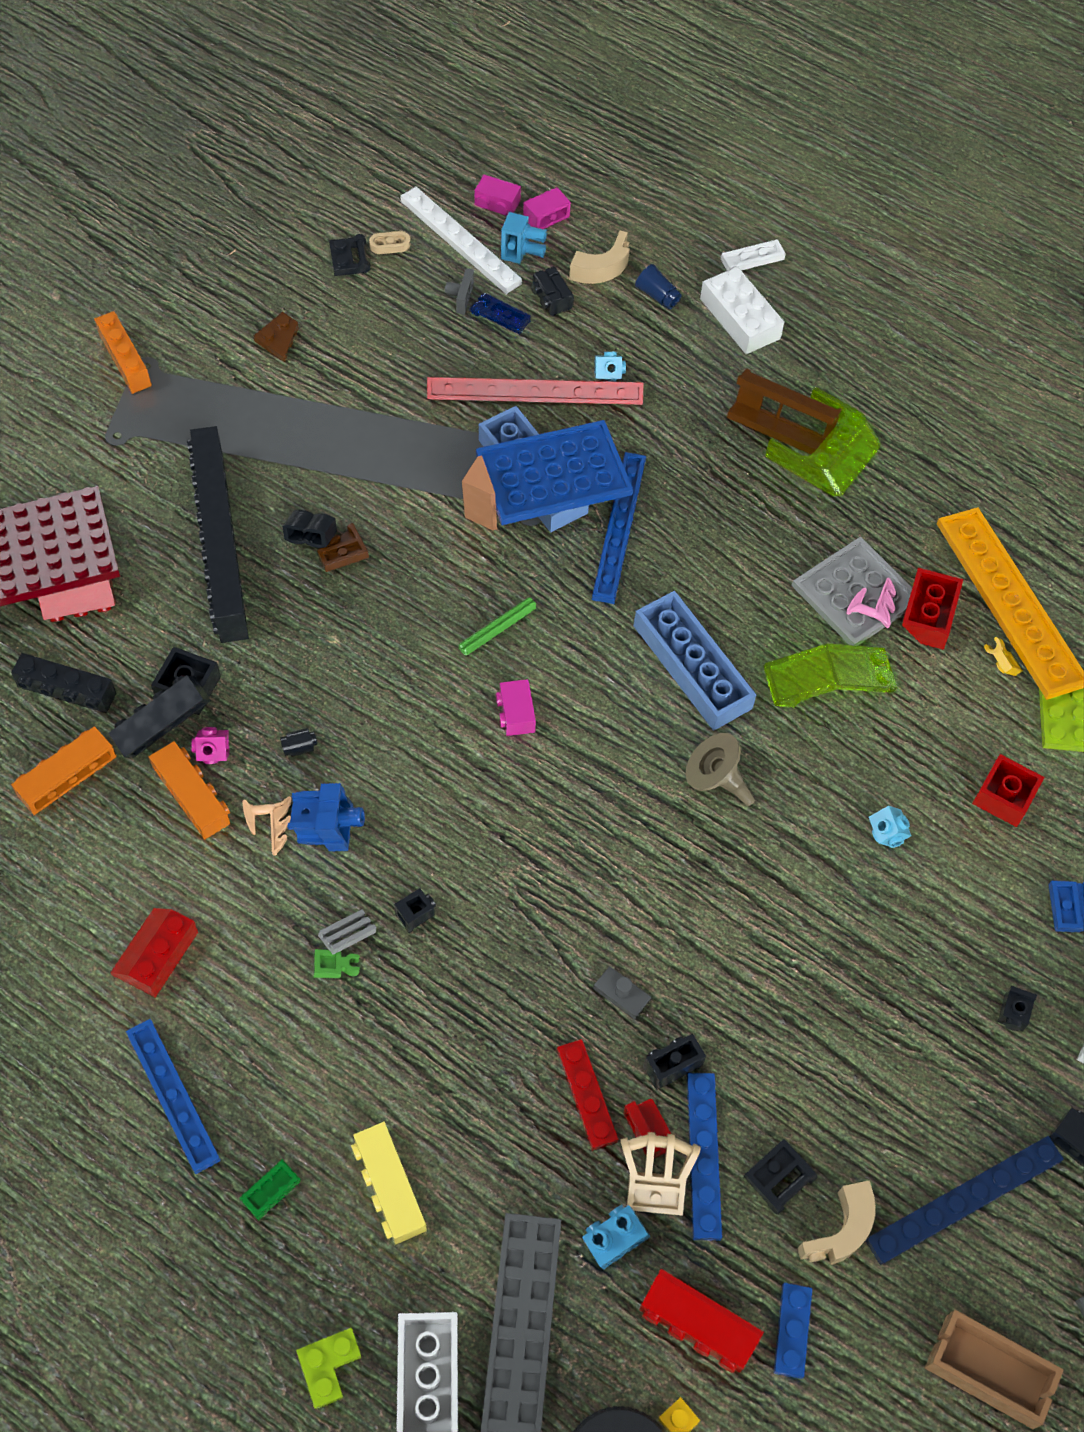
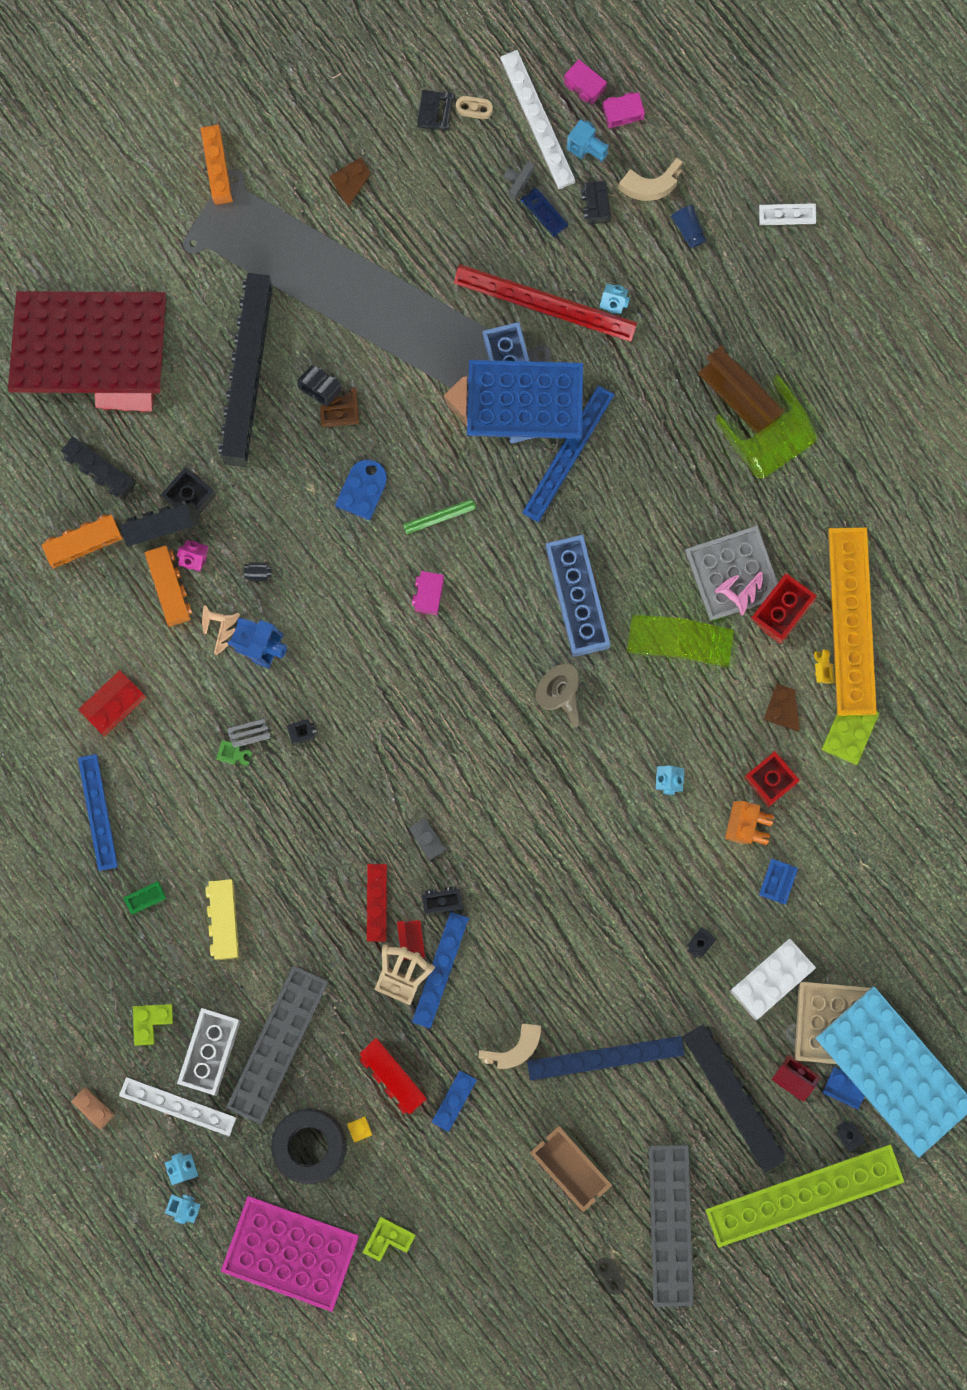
camera: 25 degrees right, 20 degrees up
(396, 626) = (362, 490): none -> blue plate
(615, 1236) = (359, 1005): dark azure brick -> none
(741, 310) = (752, 271): white brick -> none
(775, 1168) = (483, 995): black plate -> none
(979, 715) = (783, 708): none -> reddish brown wing
(1000, 851) = (743, 823): none -> orange brick

